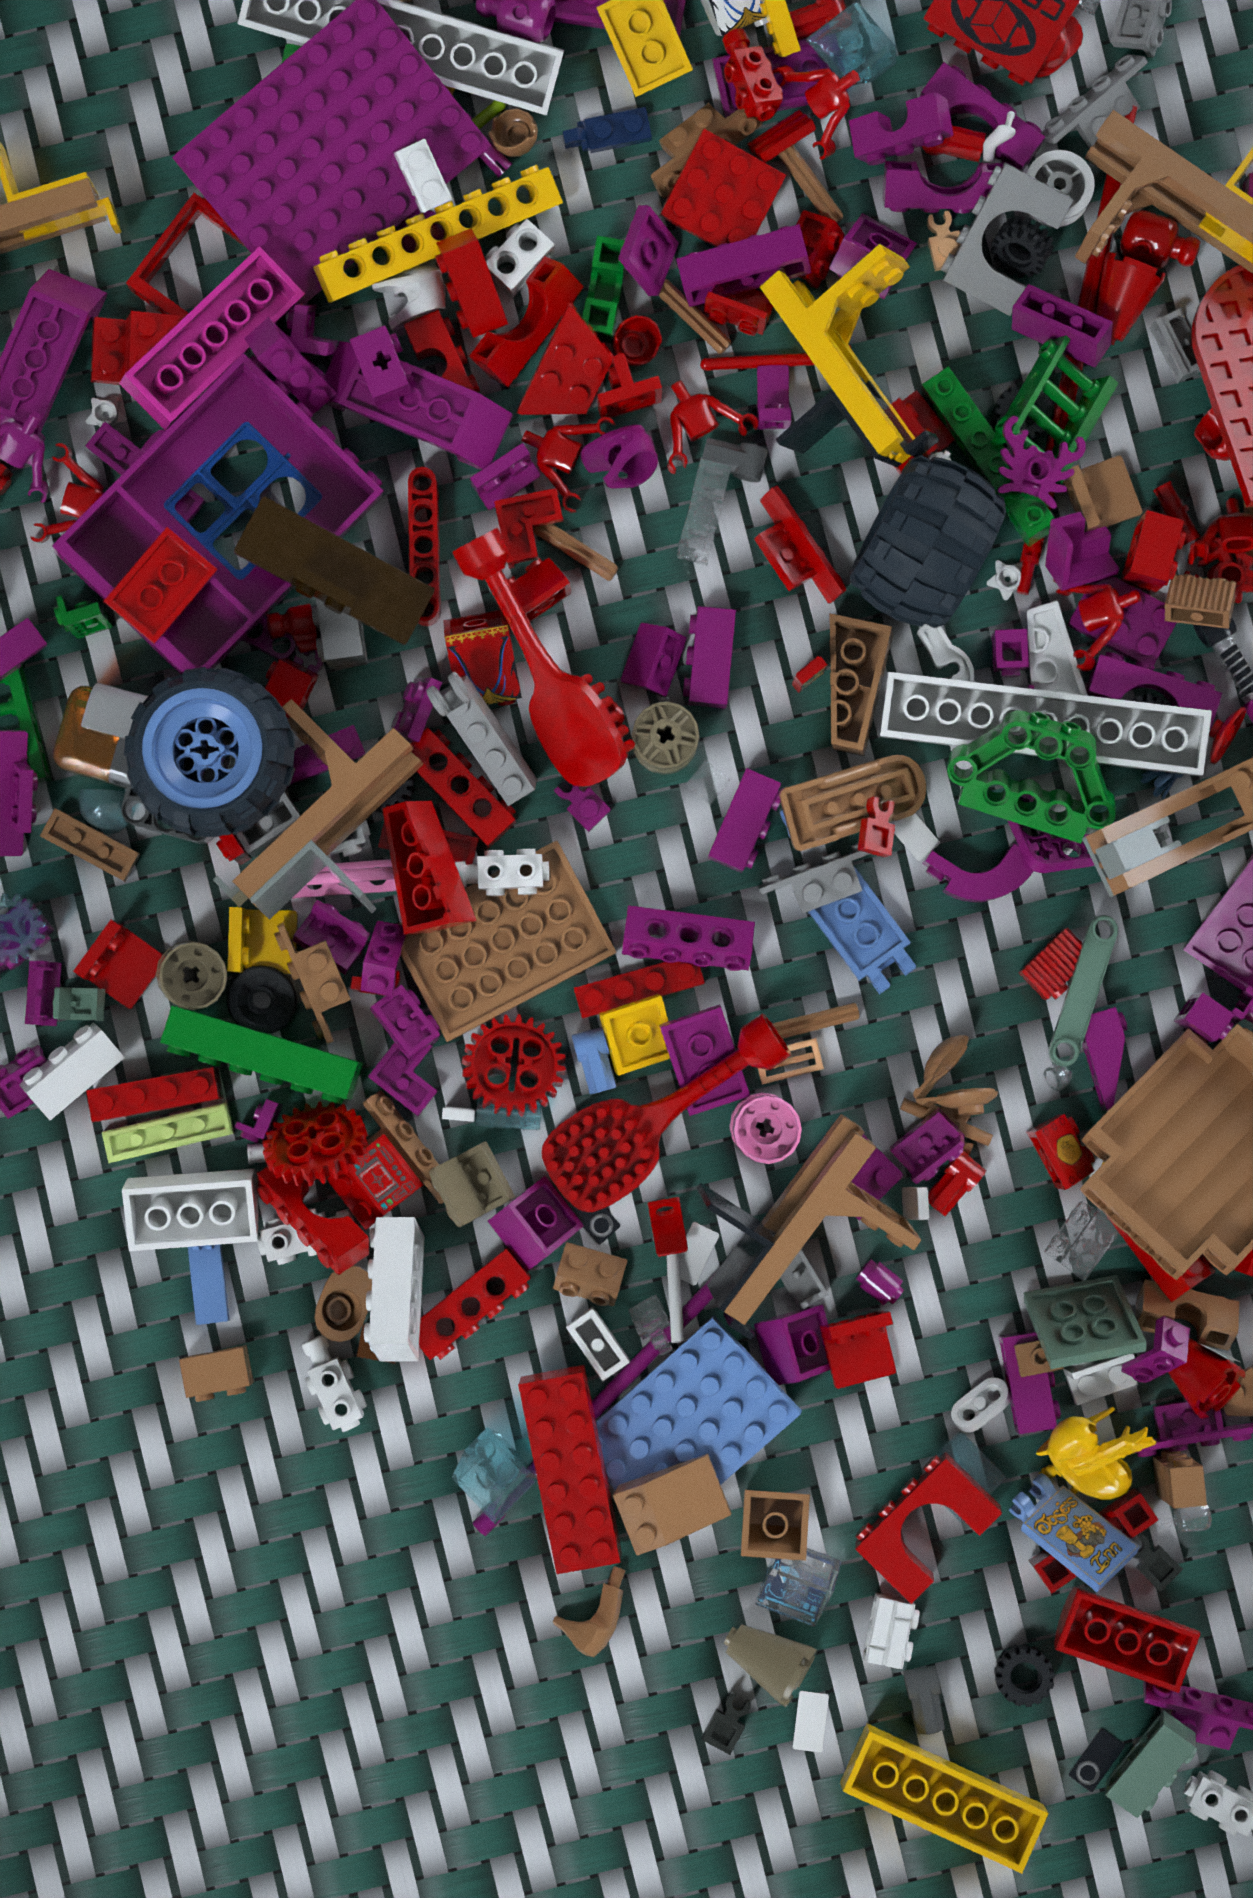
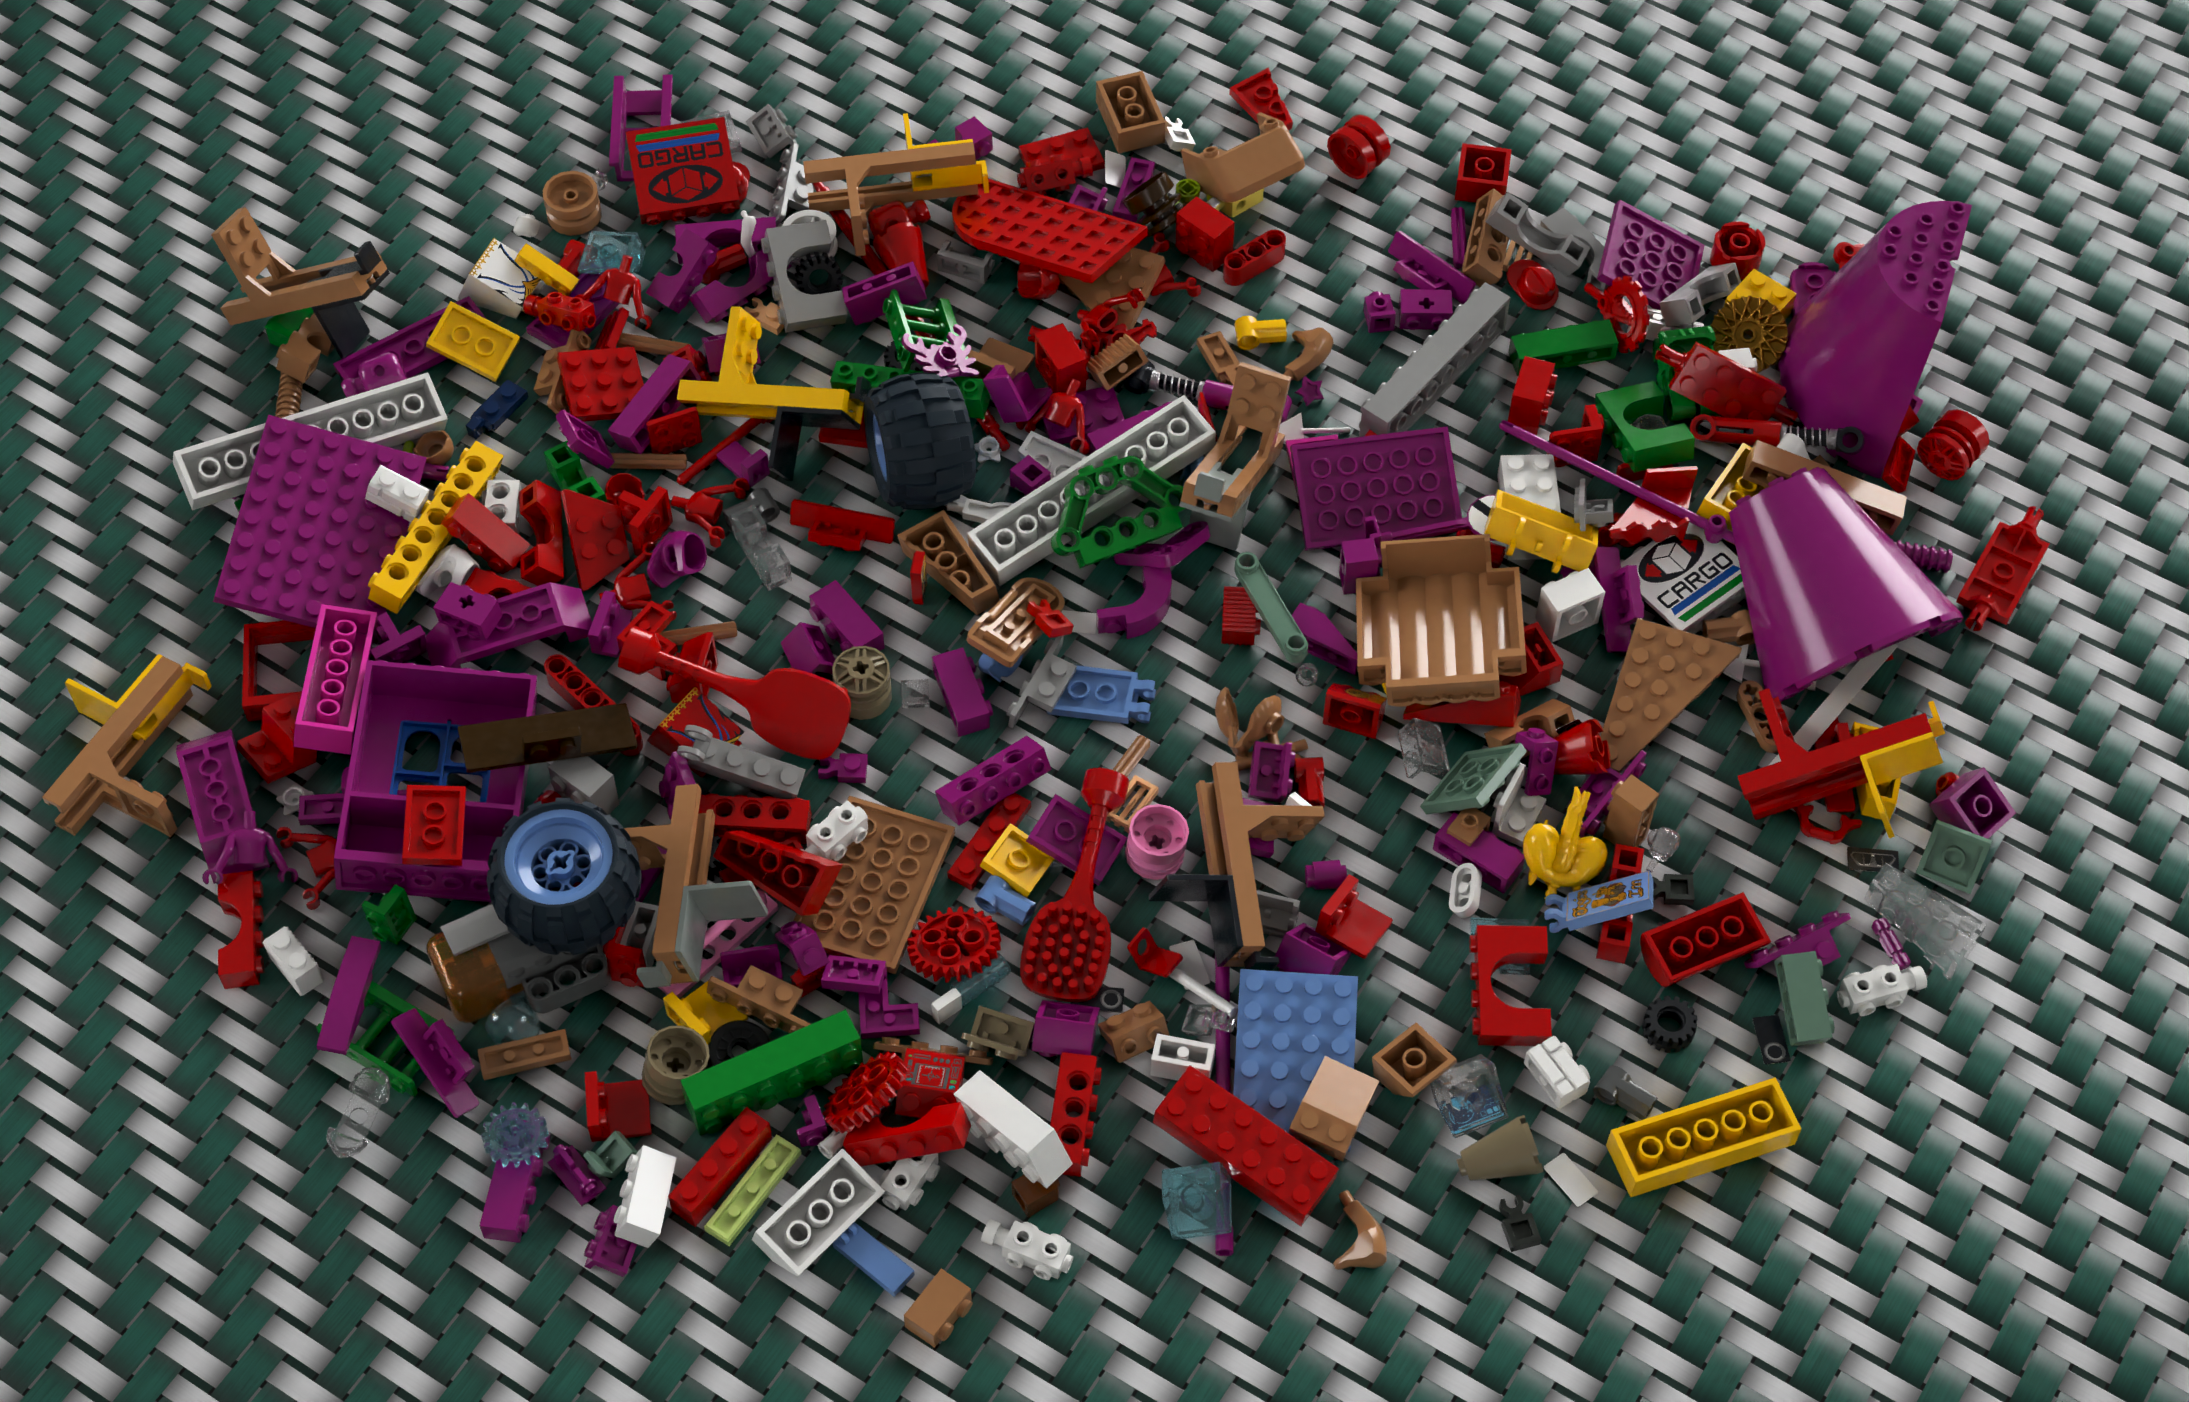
camera: 45 degrees left, 30 degrees down
(289, 366) = (394, 646): magenta arch -> none
(343, 1304) = (984, 1181): medium nougat piece -> none

